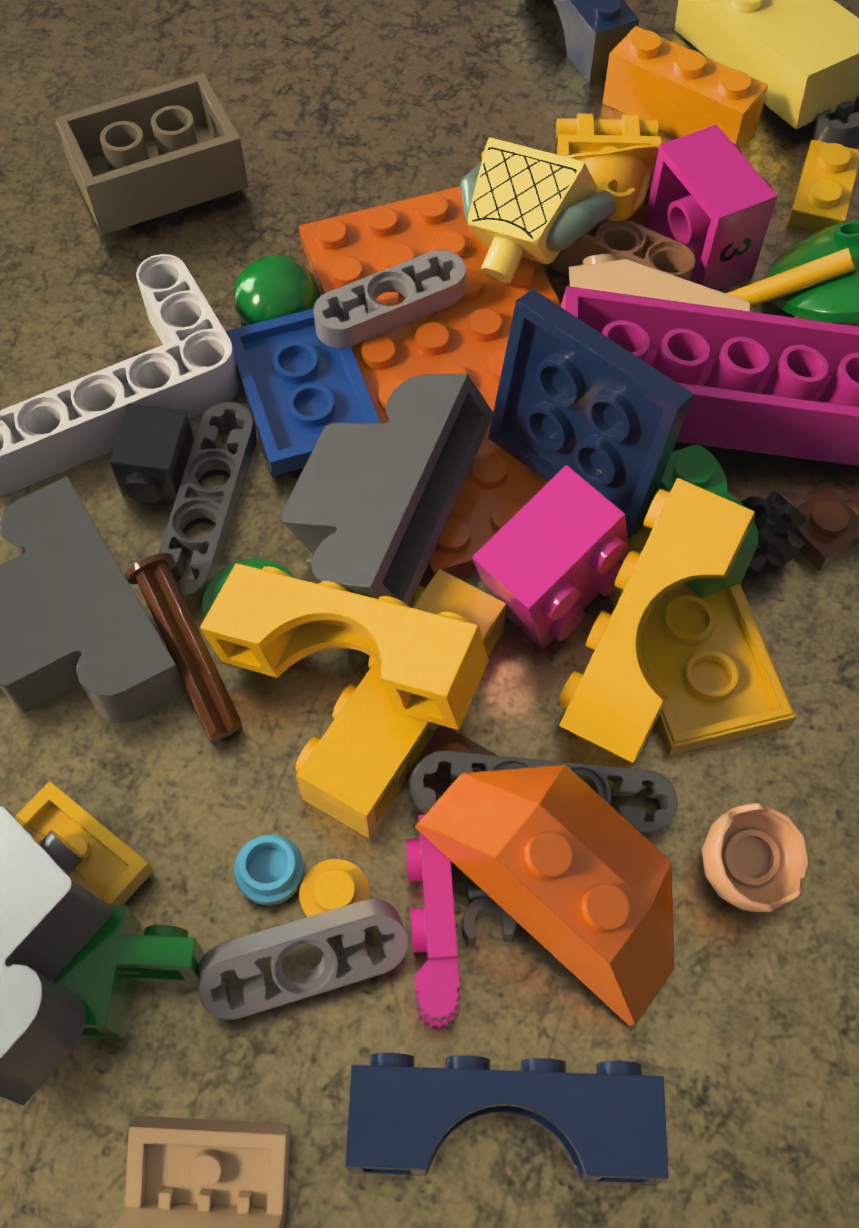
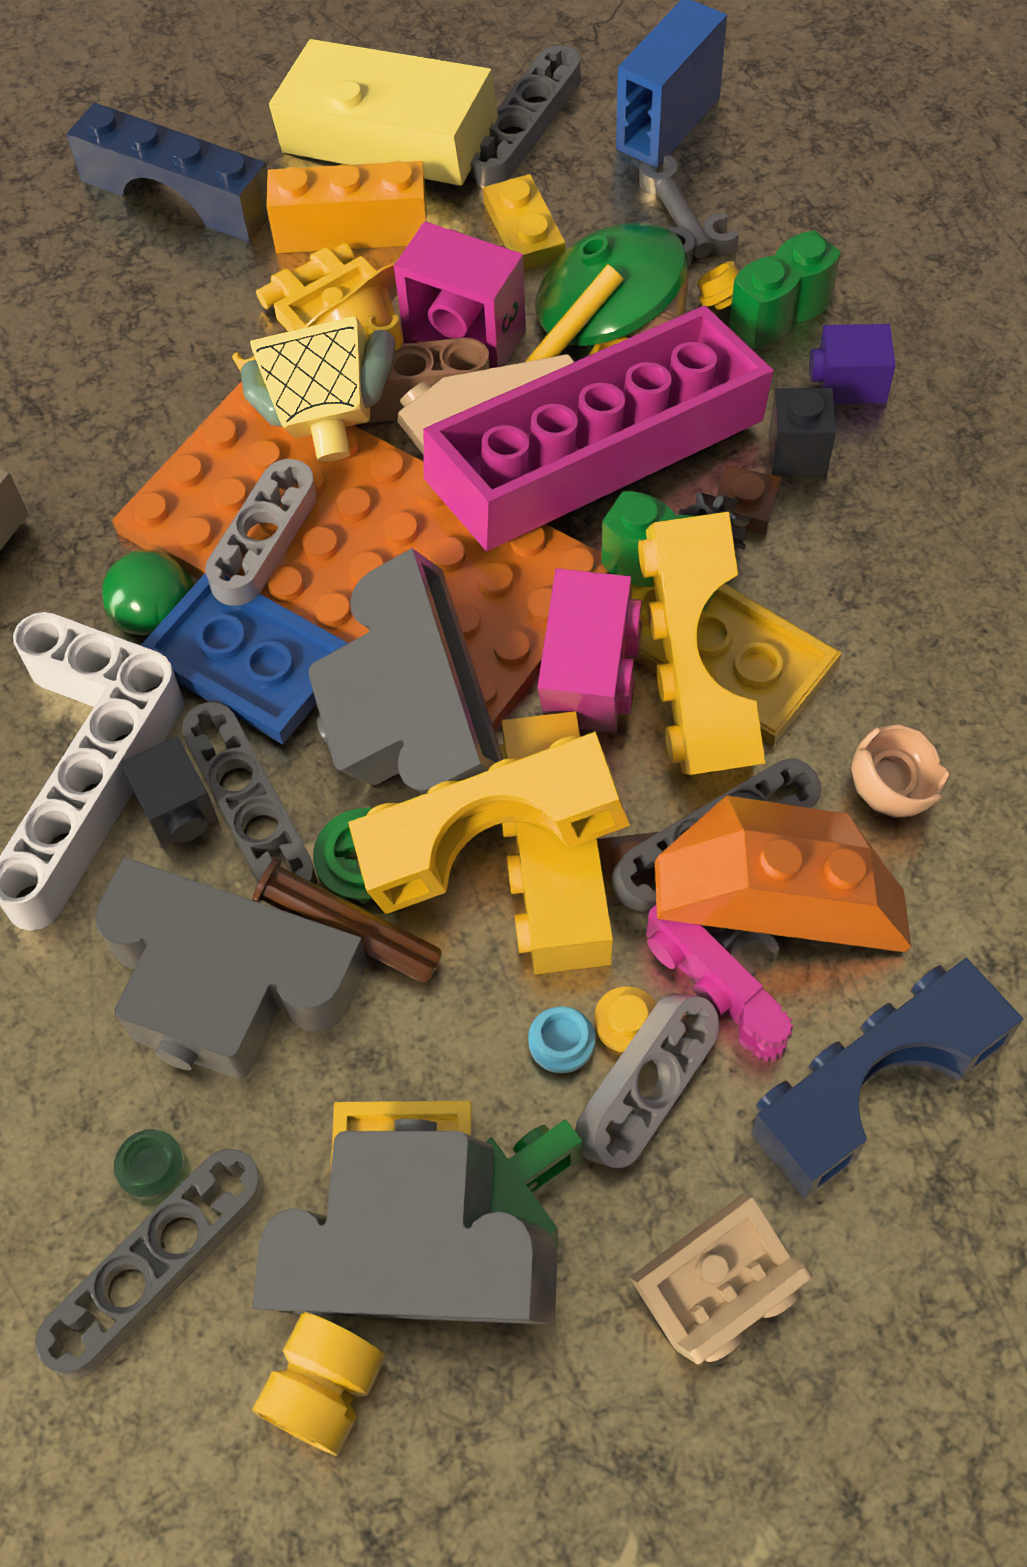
camera: 35 degrees left, 0 degrees up
(586, 406) = (524, 512): dark blue plate -> none

